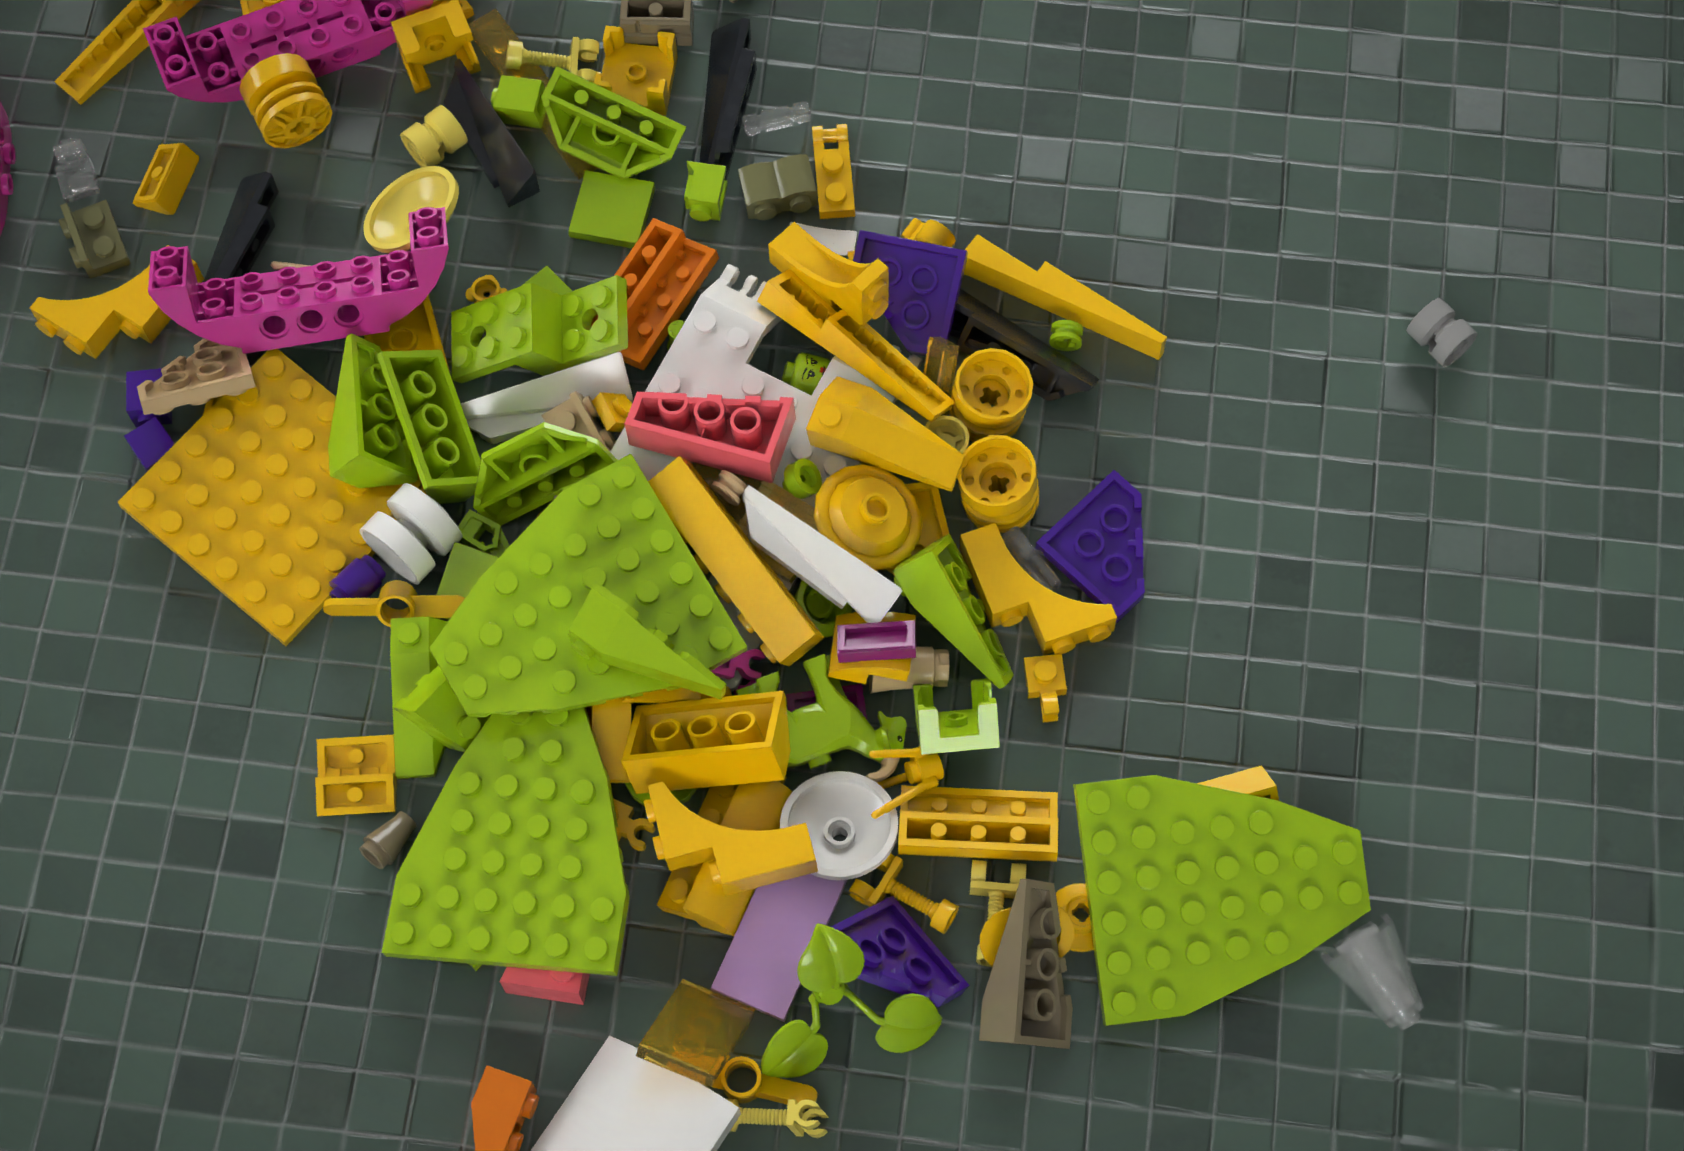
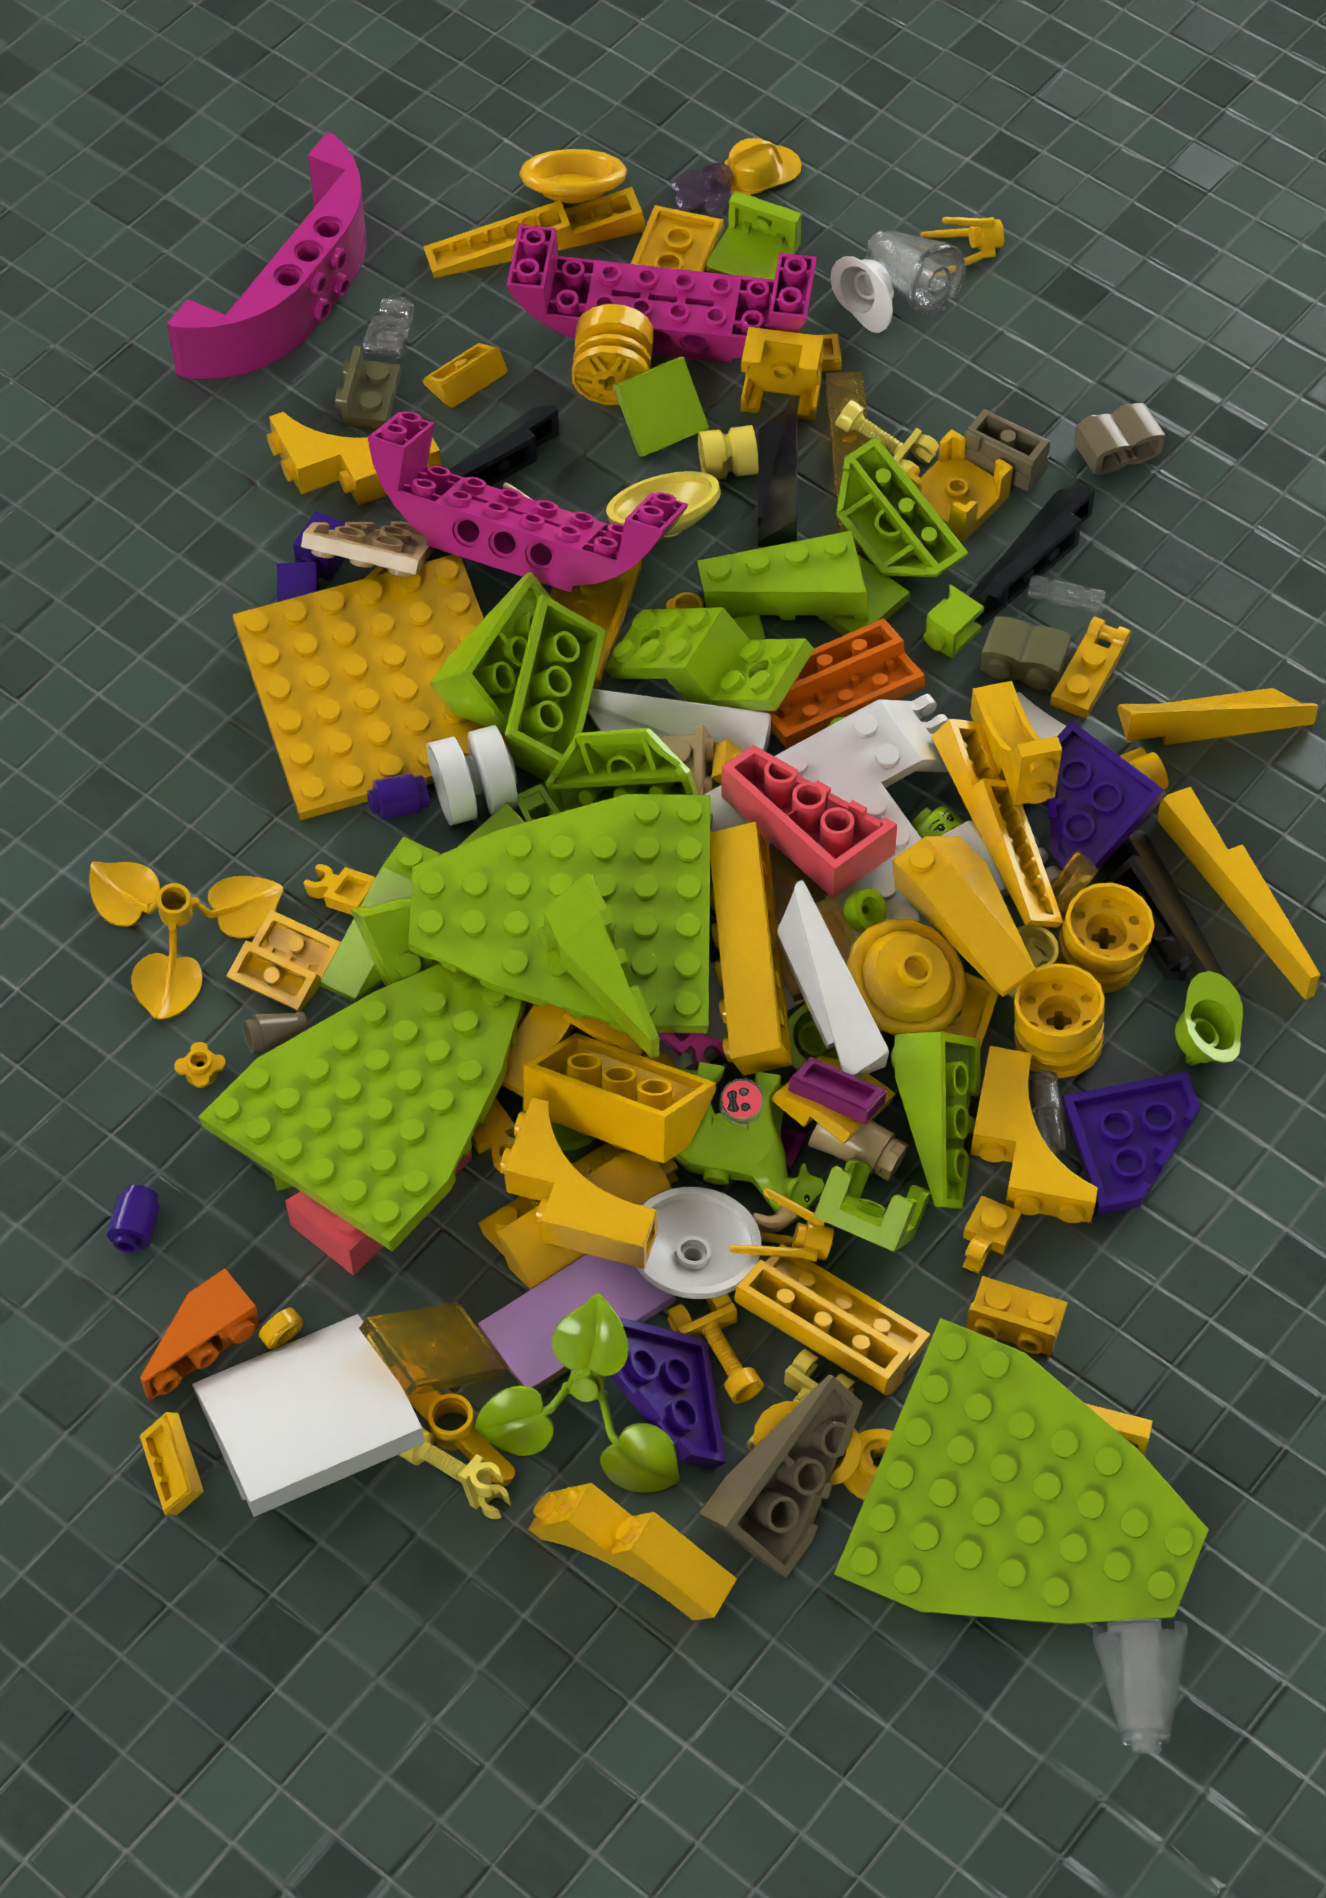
camera: 30 degrees right, 10 degrees down
(265, 851) = (170, 983): none -> yellow plant
(351, 913) = (202, 1075): none -> yellow plate
(354, 126) = (661, 406): none -> lime tile
(368, 689) = (342, 890): none -> yellow plate
(380, 1065) = (133, 1219): none -> dark purple brick
(419, 605) = (403, 824): yellow piece -> none
(519, 101) = (823, 457): lime brick -> none
(555, 225) = (788, 580): none -> lime wedge
(560, 1085) = (281, 1328): none -> yellow tile
(729, 487) = (786, 879): tan bush -> none
(809, 693) = (741, 1101): none -> tile
(952, 162) = (1215, 716): none -> yellow wedge
(952, 1096) = (636, 1545): none -> yellow arch
(1066, 335) = (1222, 926): lime bush -> none
(1108, 739) = (1016, 1316): none -> yellow bracket
(1109, 420) = (1211, 1020): none -> lime piece

